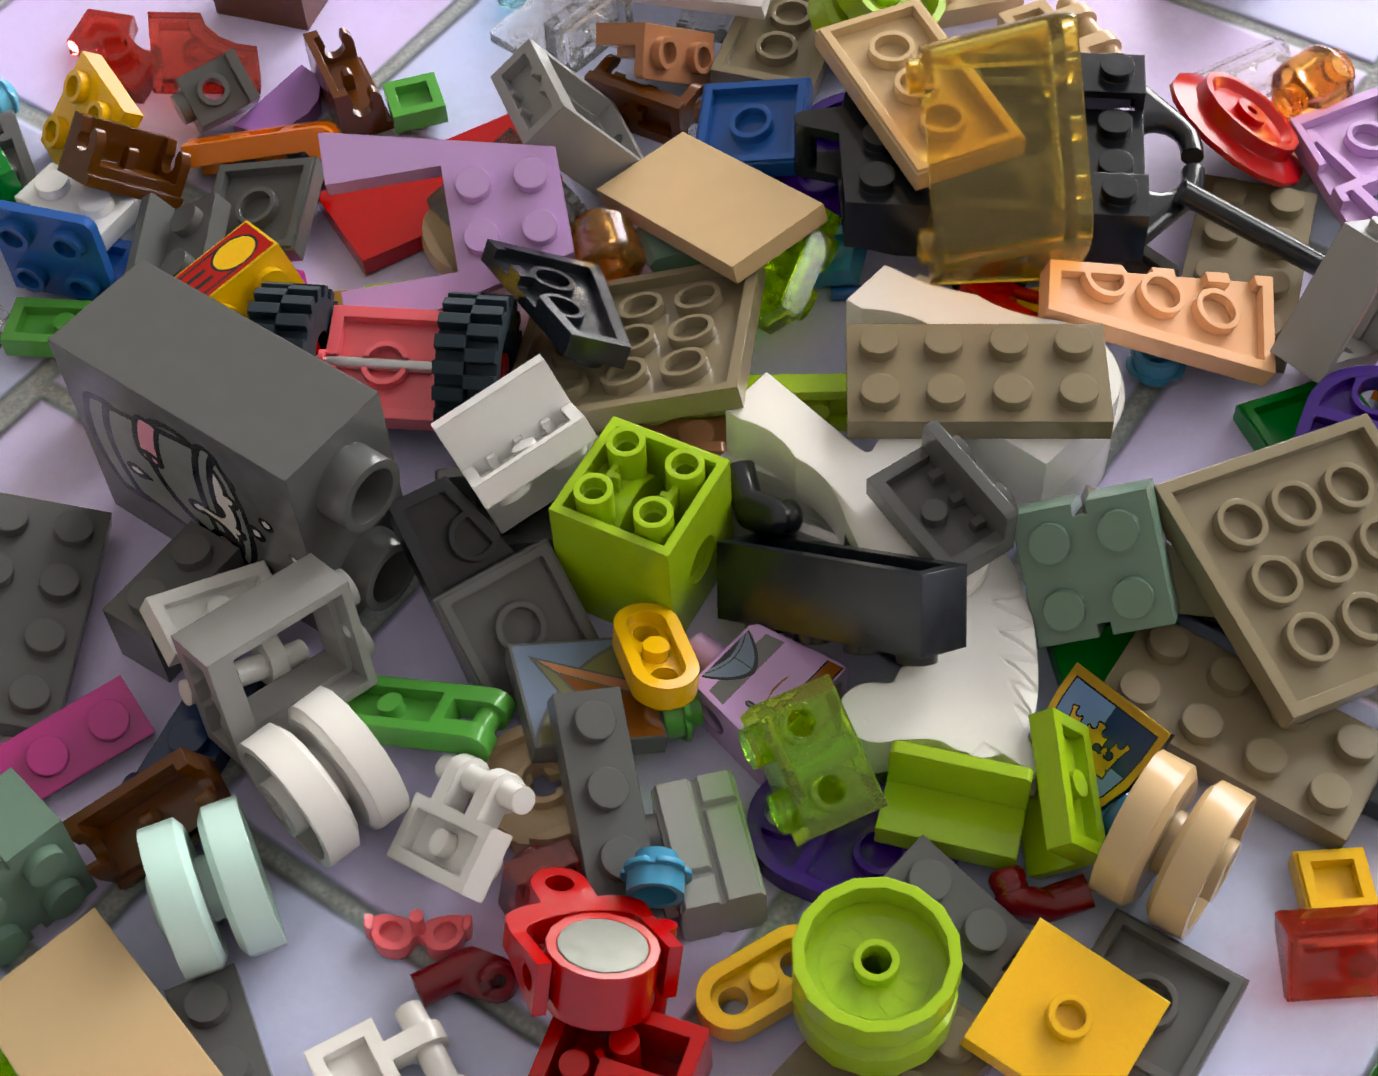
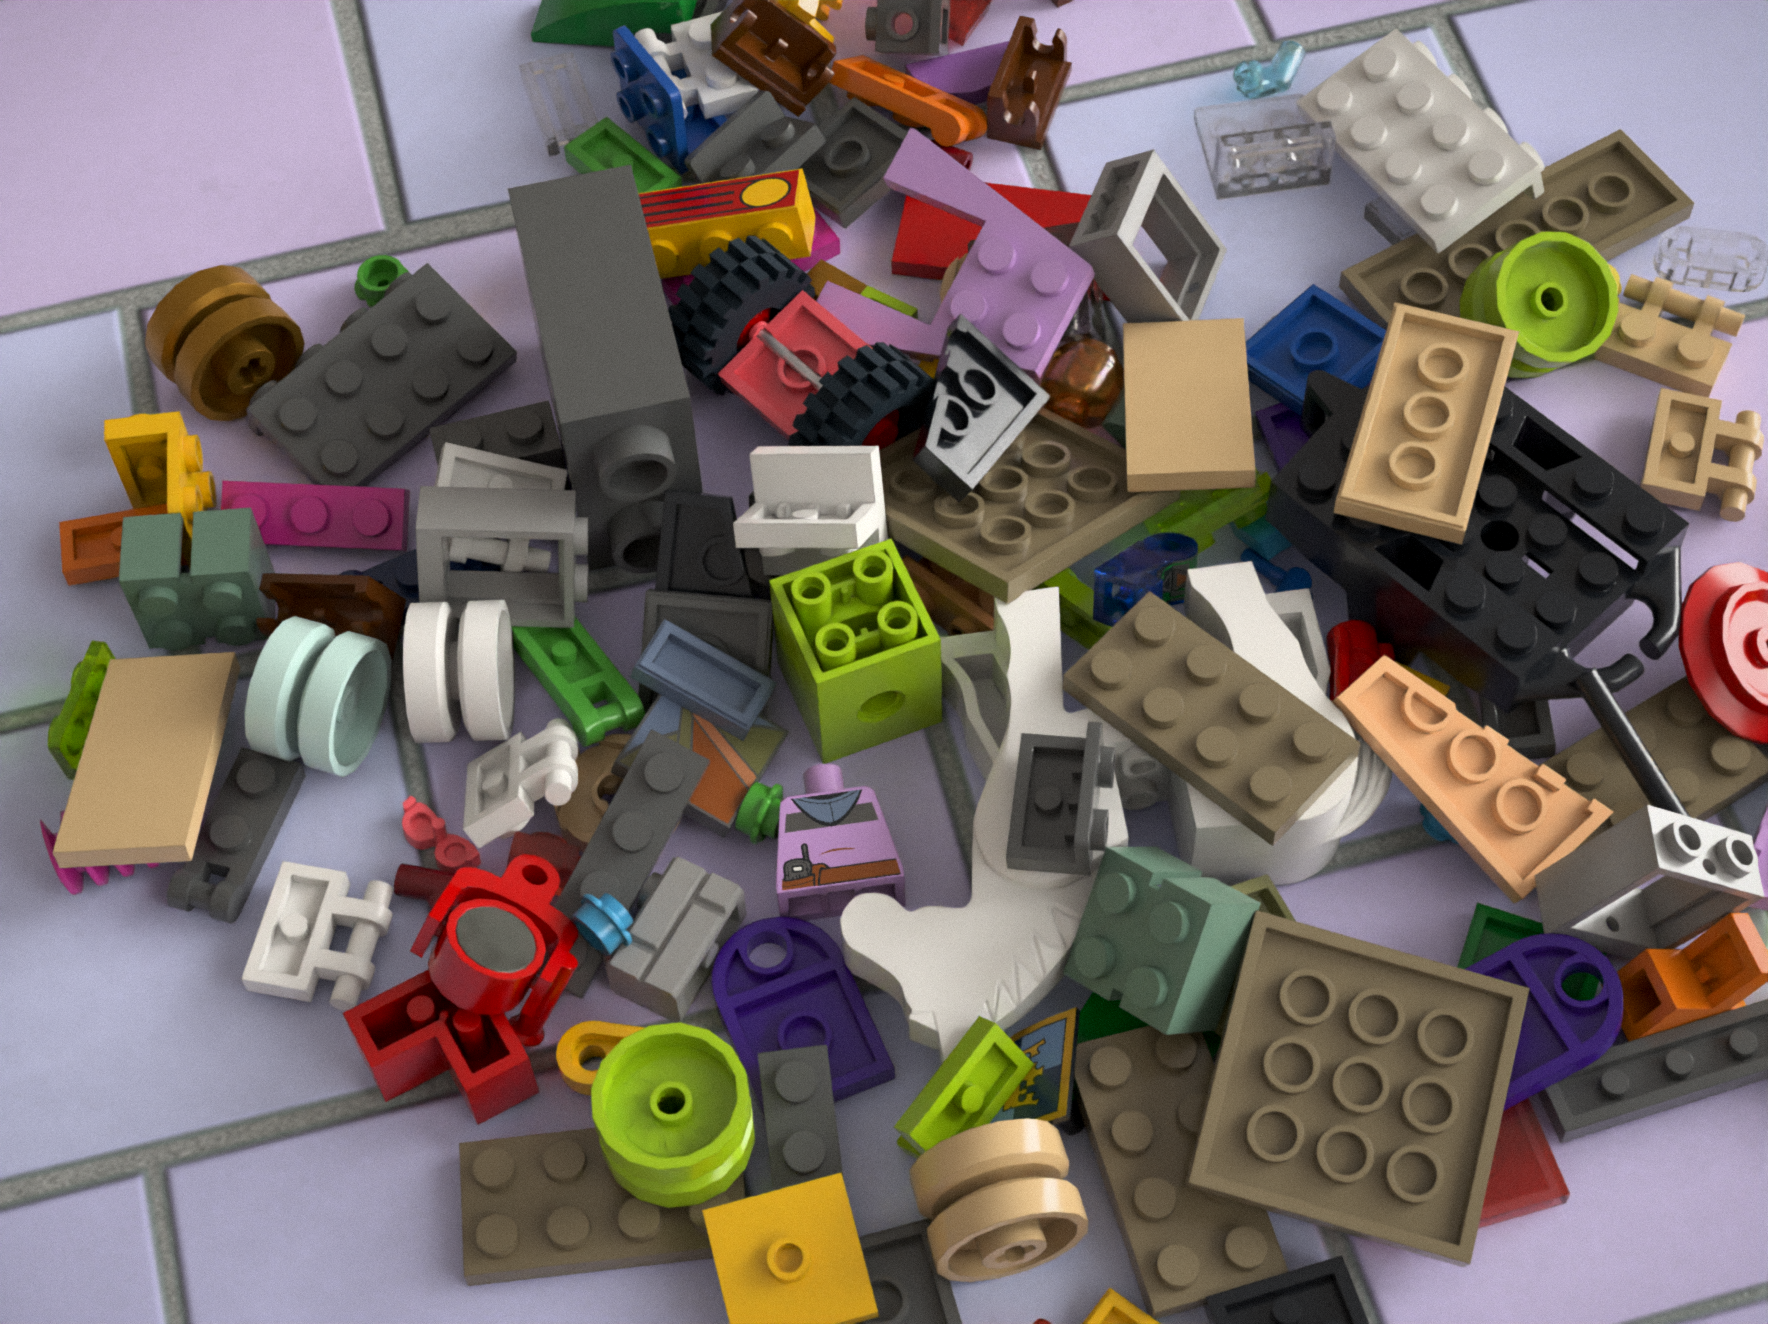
camera: 40 degrees right, 5 degrees up
(415, 102) = (1068, 138): bright green plate -> none
(541, 637) = (703, 679): none -> sand blue tile
(645, 107) = (1256, 261): reddish brown hinge -> none
(655, 656) = (765, 760): yellow plate -> none
(661, 51) = (1307, 227): nougat bracket -> none
(758, 510) = (956, 693): black arm -> none
(810, 760) = (792, 924): clear neon green brick -> none
(812, 338) = (1148, 565): none -> clear blue leg
(844, 596) = (939, 814): black brick -> none
(957, 801) = (873, 1044): lime panel -> none
(1004, 151) = (1425, 525): clear yellow windscreen -> none
(1048, 902) = (875, 1168): dark red arm -> none

